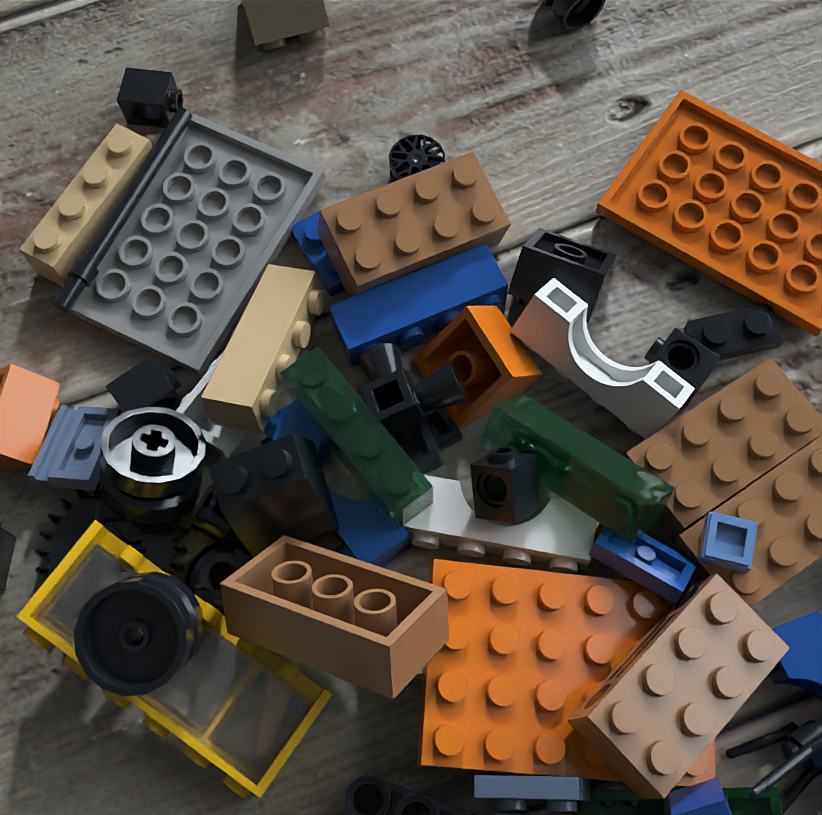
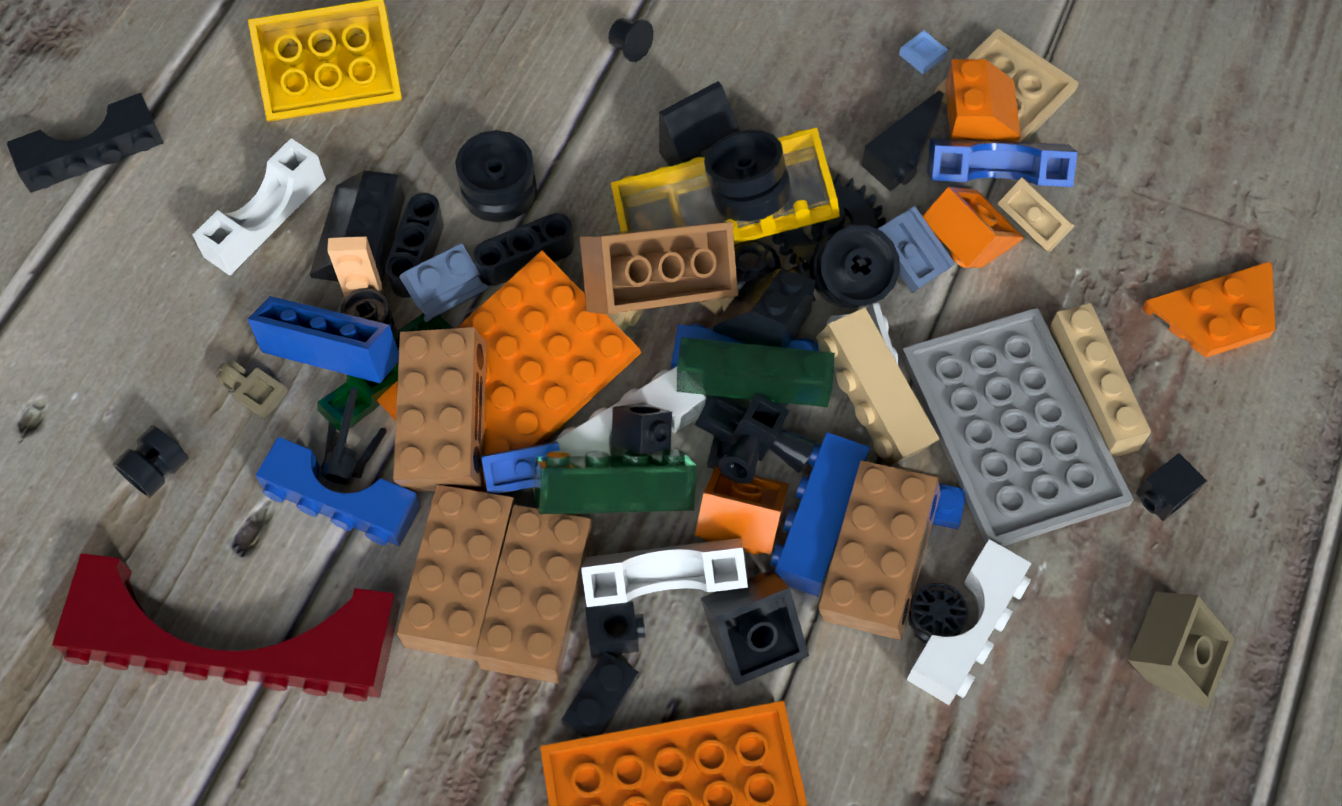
camera: 130 degrees right, 5 degrees down
(85, 270) = (1040, 334): black bar -> none
(110, 766) = (695, 125): none -> black slope
(145, 387) = (915, 309): black brick -> none
(356, 143) = (947, 660): none -> white arch
(514, 791) = (471, 297): sand blue plate -> none
(727, 542) = (479, 508): medium blue tile -> none

